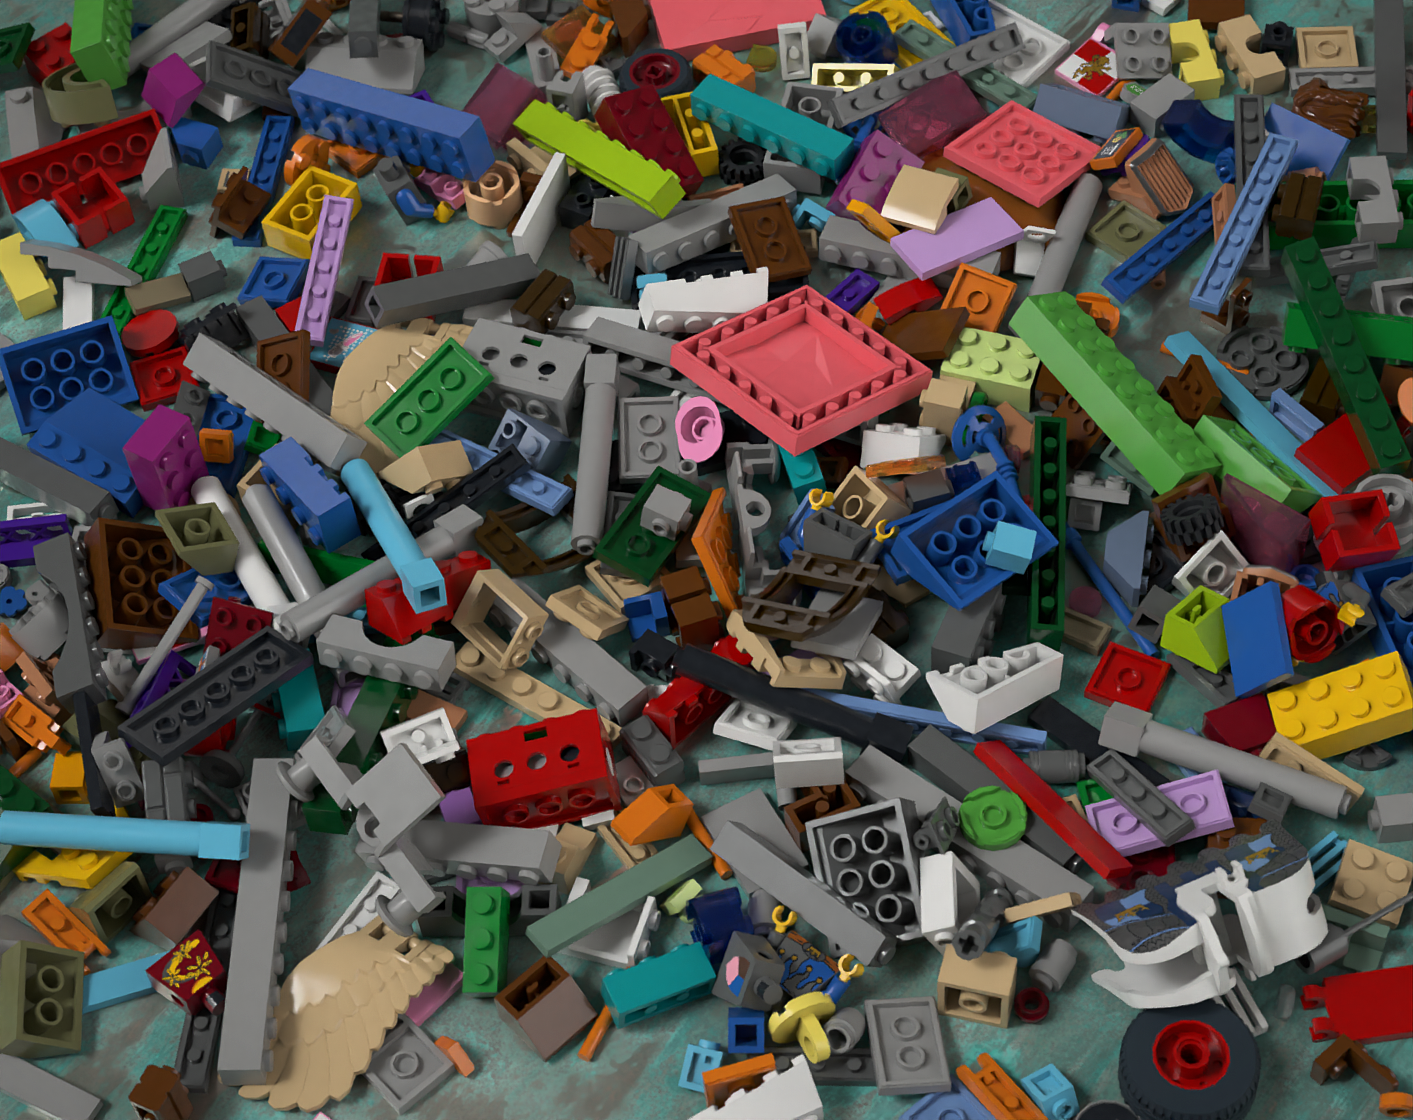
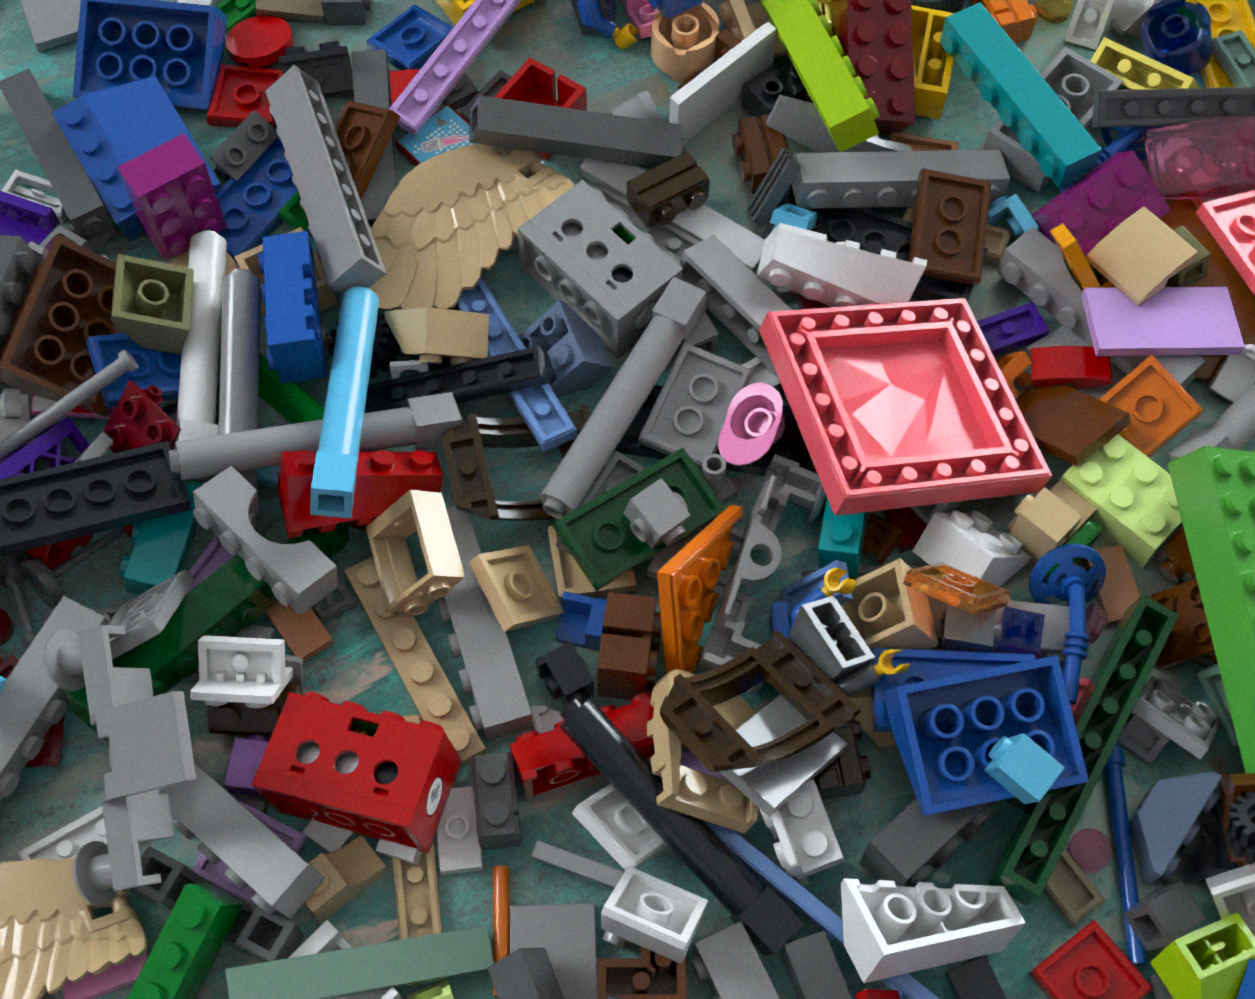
camera: 20 degrees right, 10 degrees up
(217, 445) = (247, 199): orange tile -> none
(429, 399) = (480, 252): green tile -> none
(654, 816) = (451, 886): orange slope -> none
(738, 152) = (960, 131): black tyre -> none

